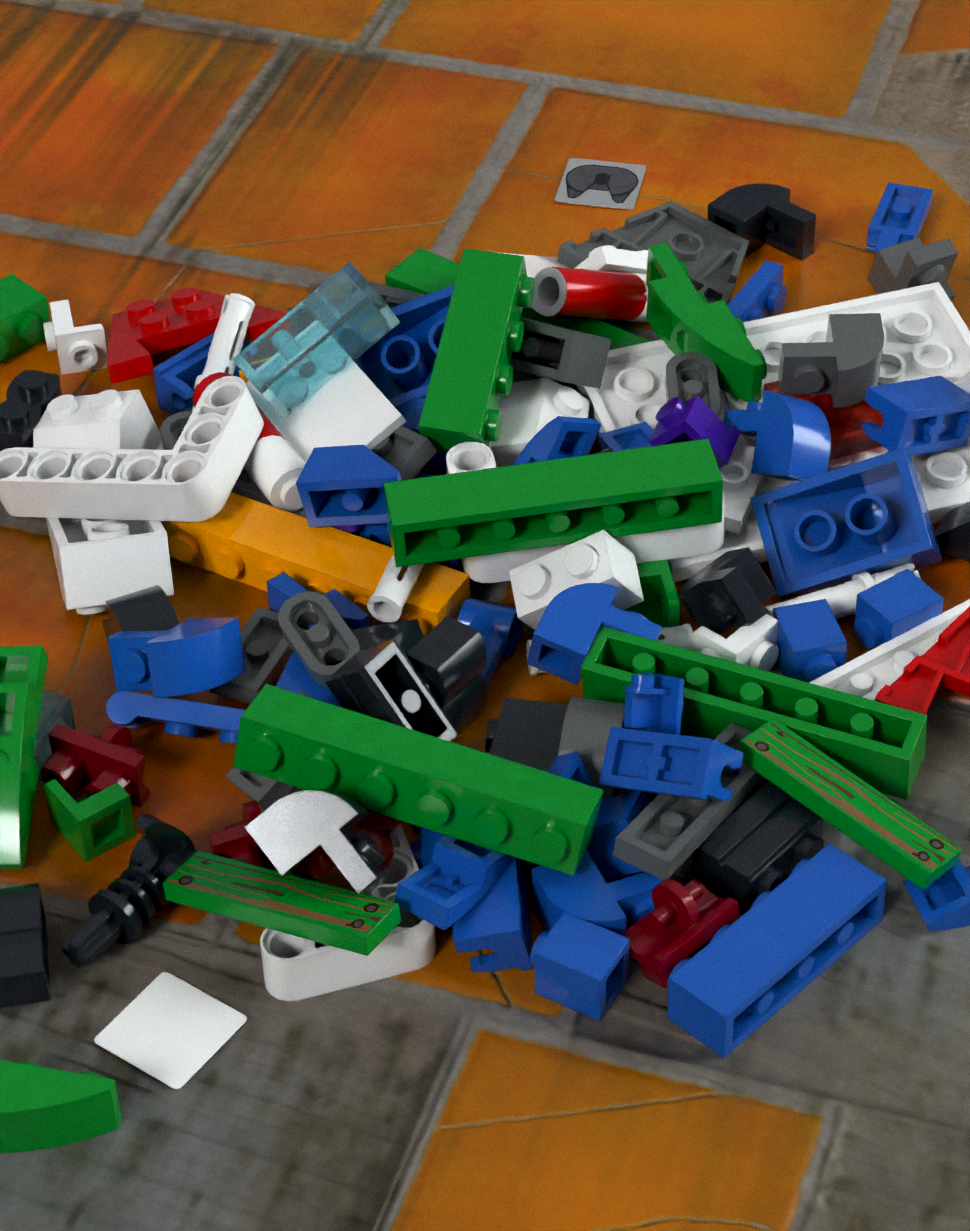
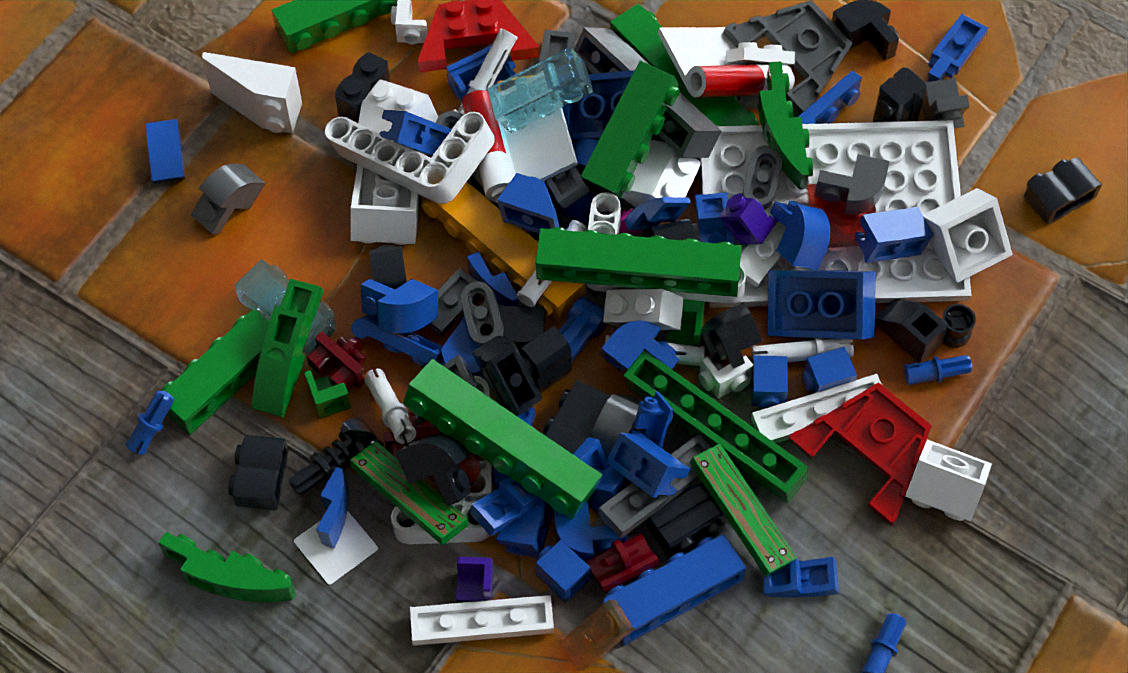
camera: 15 degrees right, 20 degrees up
(130, 420) = (414, 131): none -> blue hinge
(152, 970) = (335, 500): none -> blue slope
(215, 802) = (393, 412): none -> white pin
(435, 1013) = (474, 579): none -> dark purple panel
(467, 1070) = (481, 620): none -> white plate
(677, 1036) = (596, 635): none -> clear orange plate
(852, 265) = (900, 98): none -> black brick

